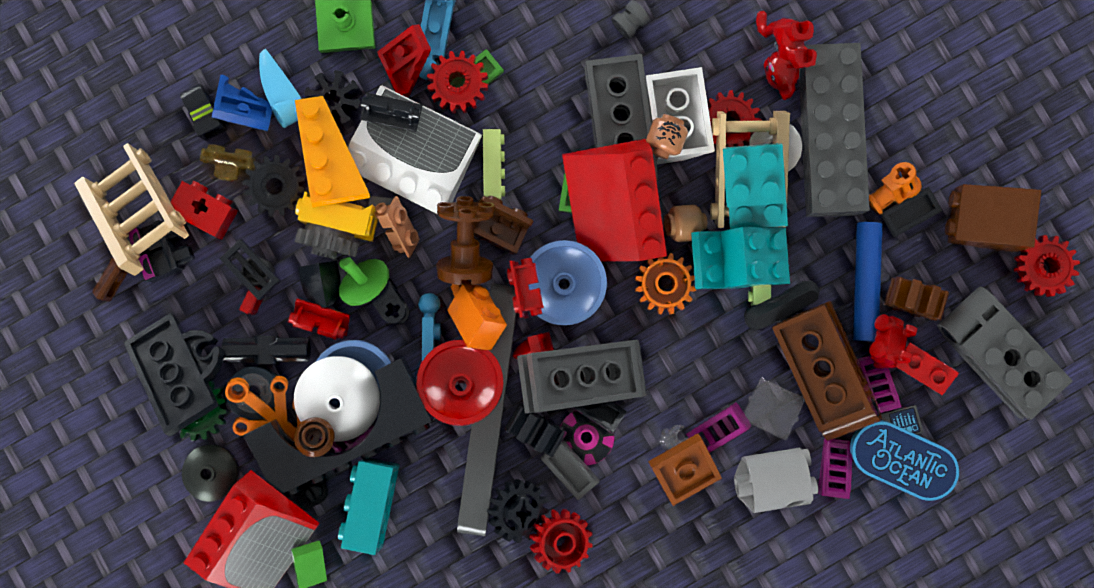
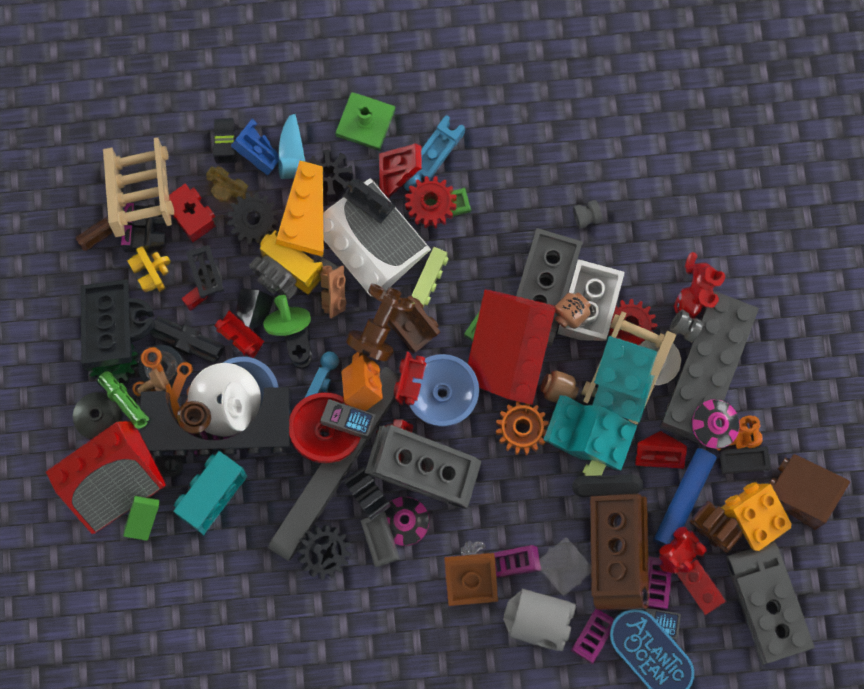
camera: 20 degrees right, 10 degrees down
(178, 285) = (152, 280): none -> yellow hips
(221, 446) = (118, 393): none -> bright green pin
(256, 413) = (157, 380): none -> medium nougat plate
(354, 406) = (236, 406): none -> white dish
(480, 363) = (347, 419): none -> tile
(551, 530) = (358, 597): red gear -> none
(605, 414) = (426, 507): black tile -> none
(793, 97) = (687, 326): none -> dark grey wheel
(820, 242) = (661, 451): none -> red slope
(859, 192) = (705, 425): none -> dish
(953, 265) = (758, 514): none -> light orange bracket
(1061, 266) = (847, 544): red gear -> none

